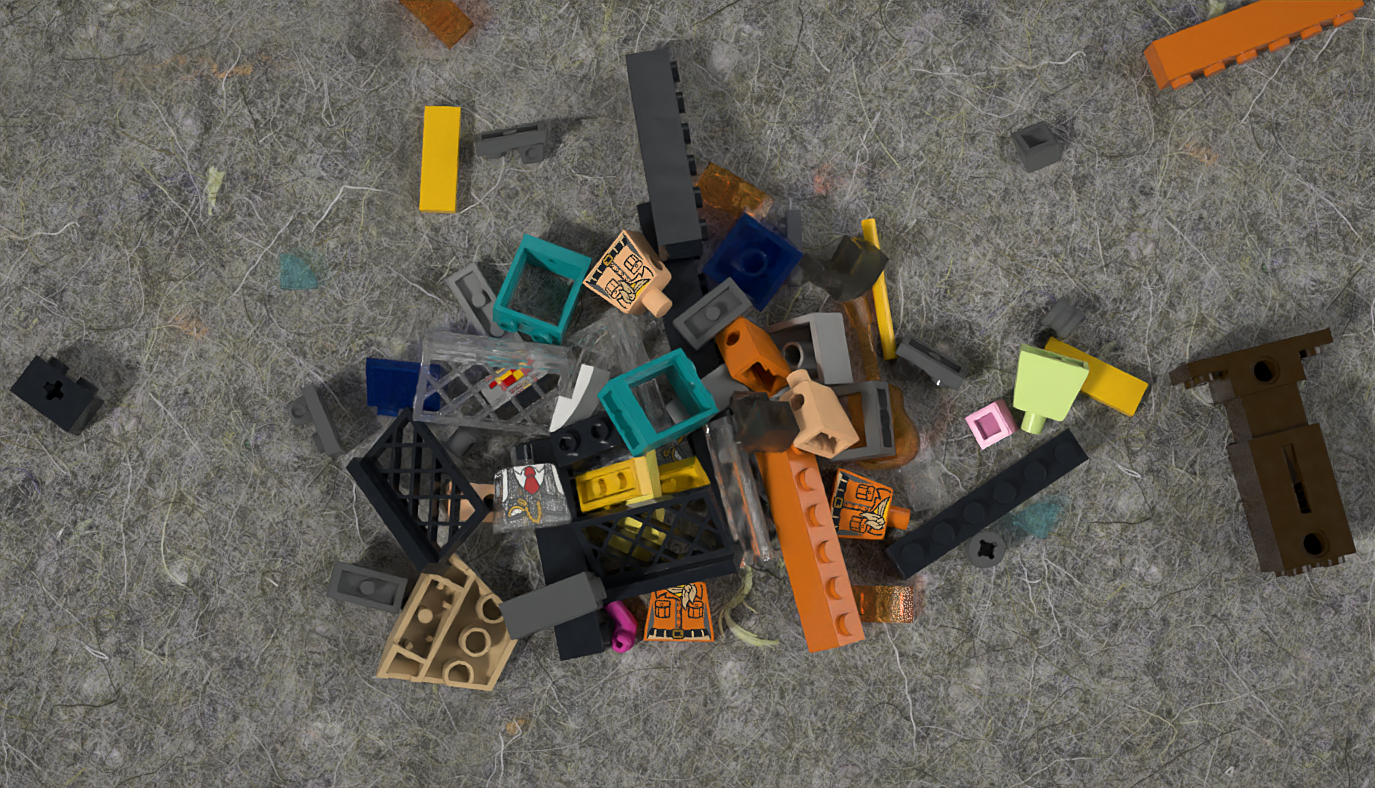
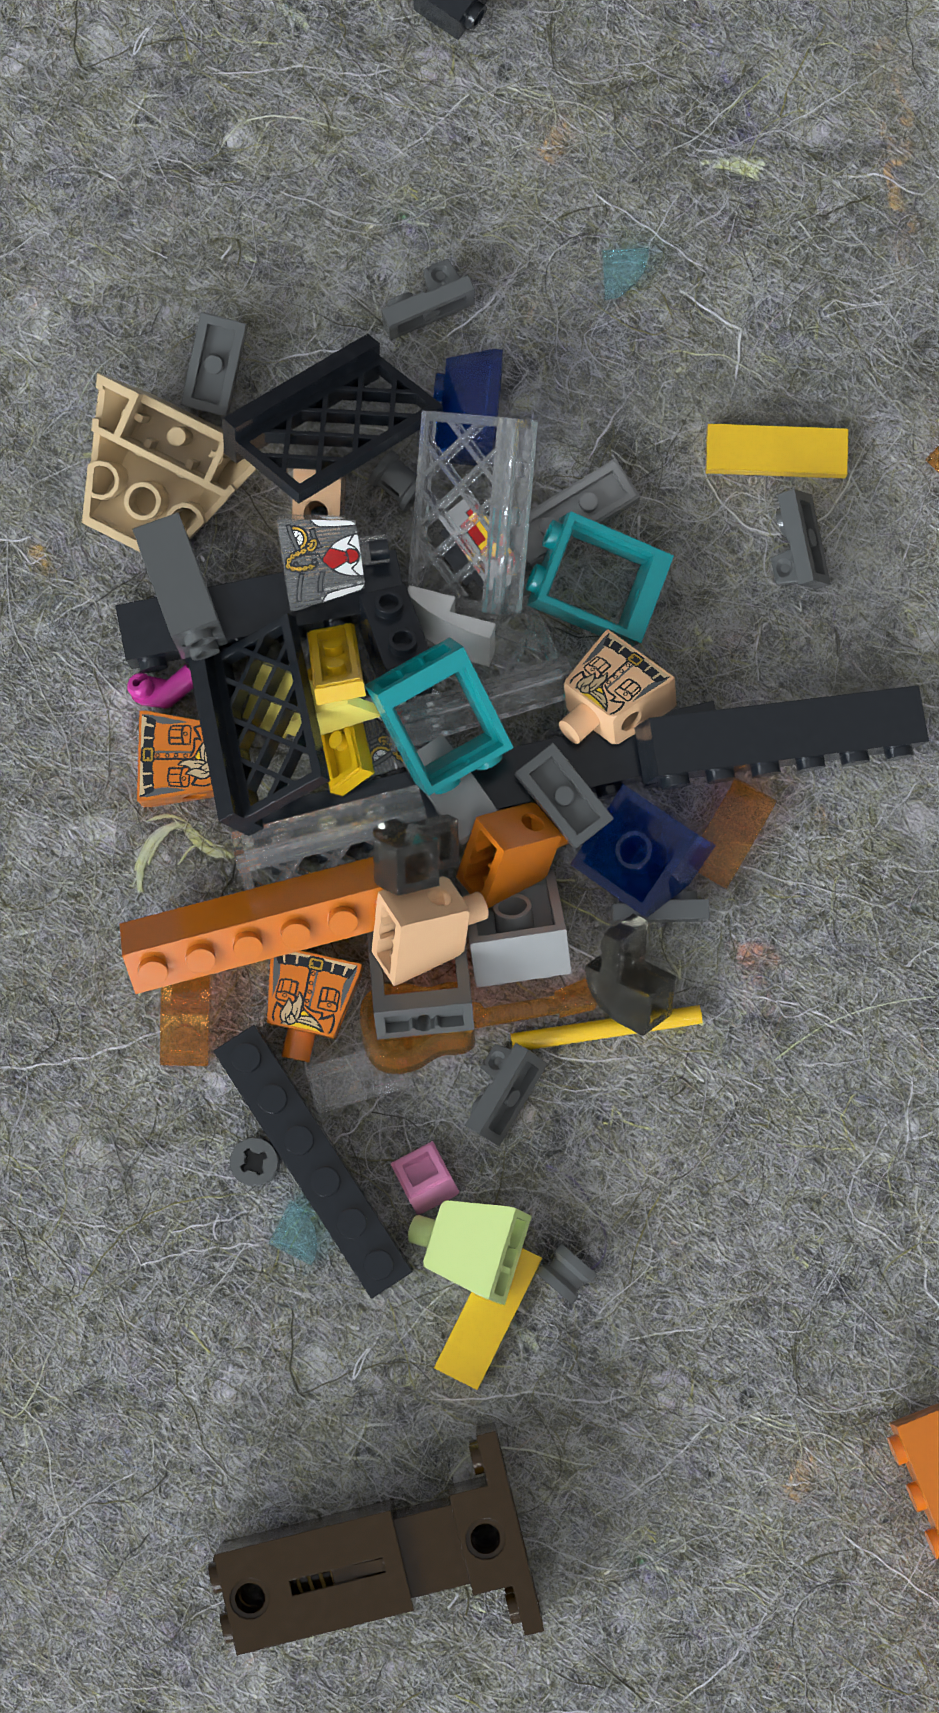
camera: 95 degrees right, 0 degrees up
(1036, 146) = (805, 1246): dark grey slope -> none

